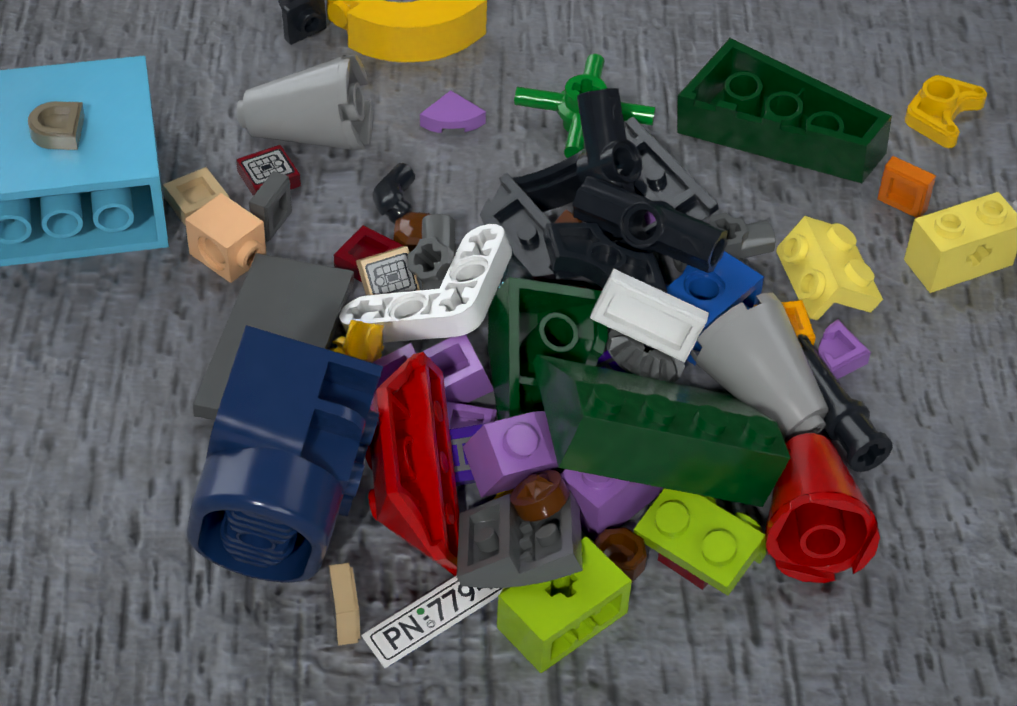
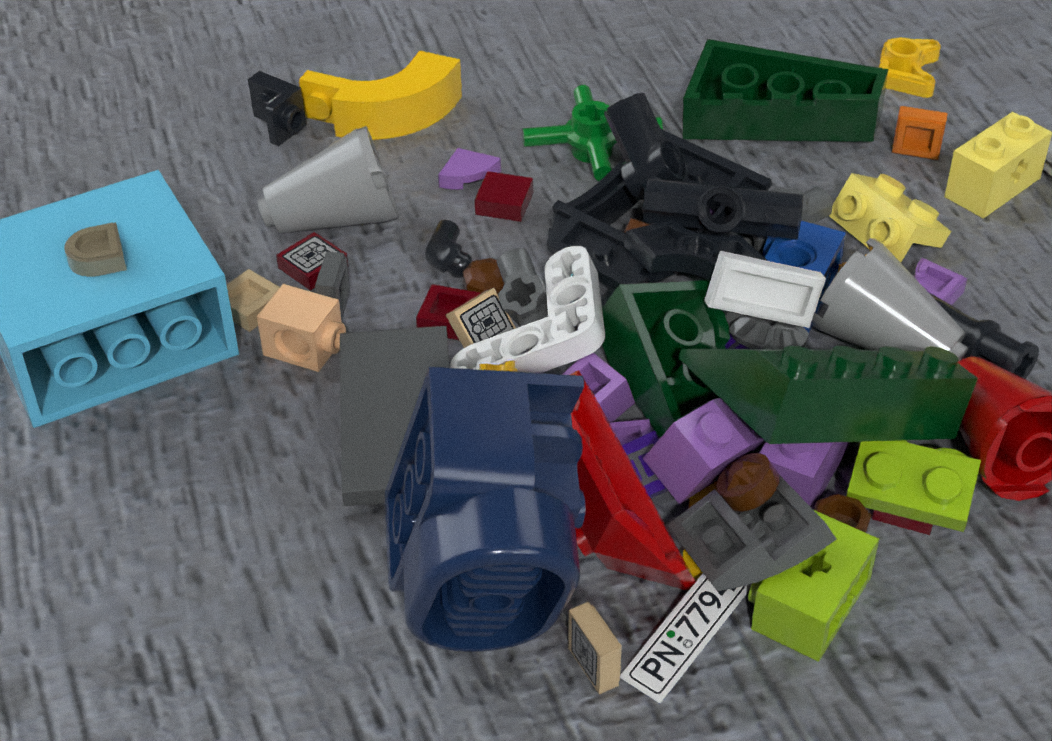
camera: 15 degrees left, 5 degrees down
(473, 151) = (504, 196): none -> dark red tile

